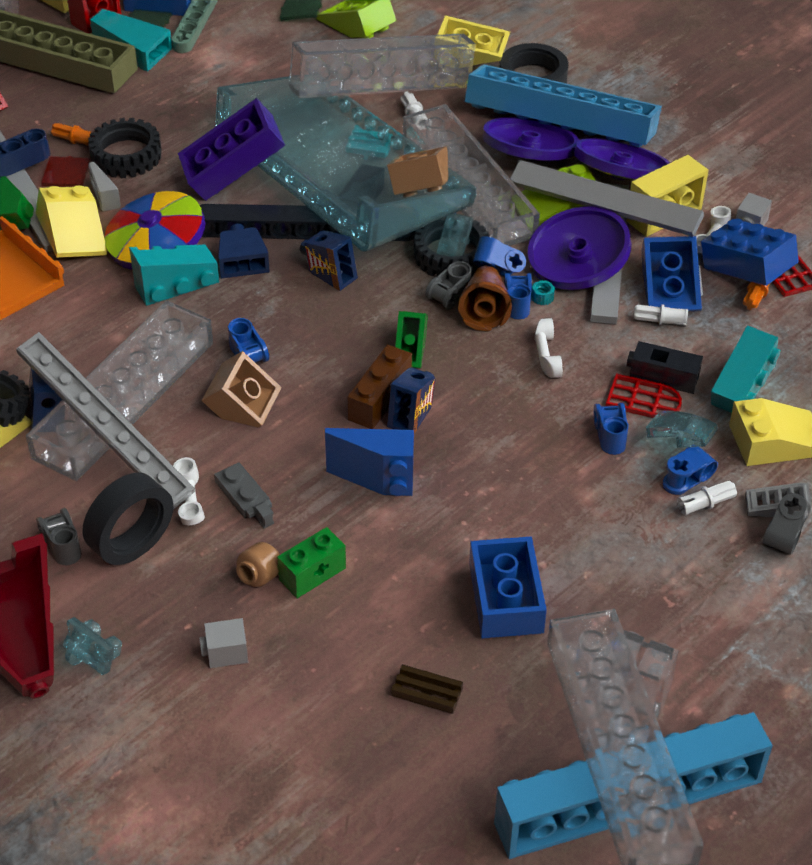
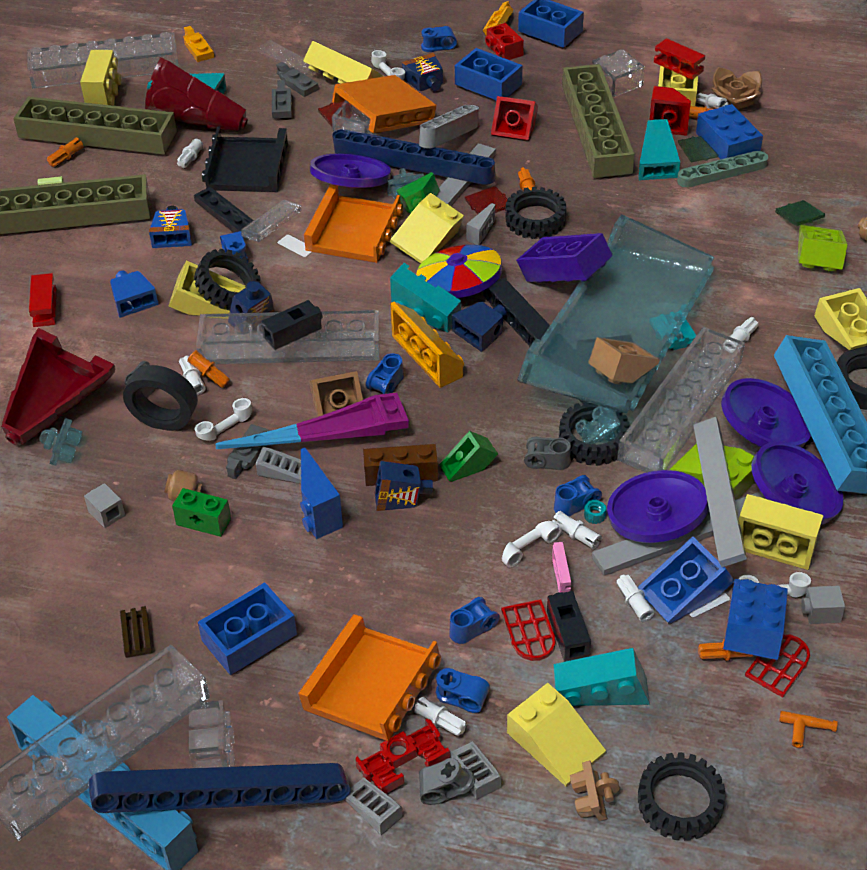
camera: 60 degrees right, 0 degrees up
(81, 490) = (192, 375): none -> white axle
(99, 471) = (208, 369): none -> orange axle
(102, 416) = (235, 342): light grey tile -> none
(132, 366) = (292, 324): none -> black brick
(237, 298) = (425, 345): none -> light orange slope
(286, 491) = (270, 458): none -> light grey slope
(294, 385) = (360, 419): none -> magenta plate
(331, 258) = (509, 365): dark blue torso -> none
(380, 65) = (745, 282): clear brick -> none
(485, 300) = (543, 474): dark orange cone -> none
(499, 255) = (592, 457): blue piece -> none
(556, 312) = (577, 530): none -> white pin
(599, 341) = (561, 568): none -> bright pink tile
(636, 524) = (369, 679): none -> orange panel
(686, 427) = (498, 664): clear light blue slope -> none
(718, 681) = (217, 787): none -> dark blue beam
(725, 528) = (424, 741): none -> red piece
(791, 578) = (385, 820): none -> light grey slope

